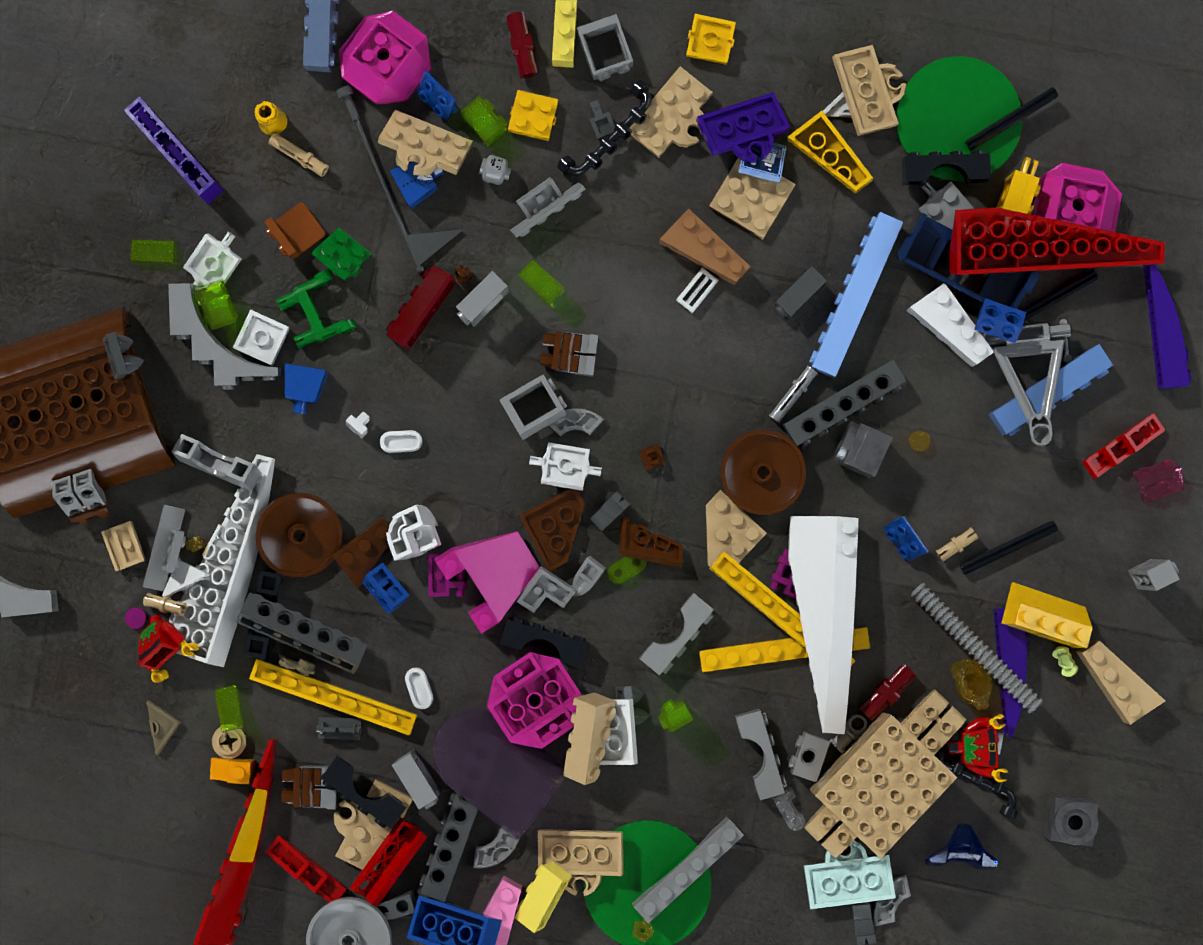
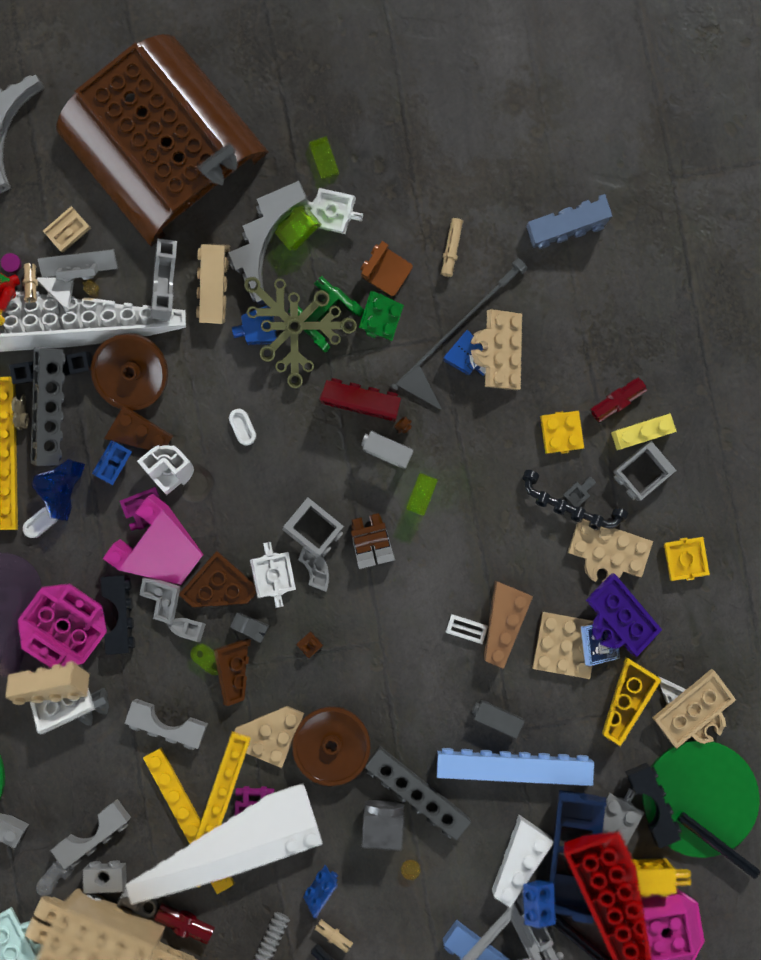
camera: 70 degrees right, 0 degrees up
(80, 497) = (91, 177): light grey hips -> none
(173, 150) = (414, 142): dark purple slope -> none
(240, 413) = (212, 283): none -> tan wedge
(261, 337) = (290, 270): white plate -> none
(275, 122) = (470, 217): yellow plant -> none
(293, 355) = (277, 309): none -> olive plant
(358, 424) = (241, 385): white tile -> none
(387, 79) = (557, 307): dark pink piece -> none
(389, 655) = (57, 486): none -> clear blue piece
(436, 97) = (545, 345): blue hinge -> none
(484, 121) = (541, 392): clear neon green brick -> none
(495, 170) = (502, 418): light grey head -> none
(542, 202) = (490, 469): light grey bracket -> none
(674, 714) = (95, 749): clear neon green brick -> none
(808, 374) = (430, 752): light grey pin -> none

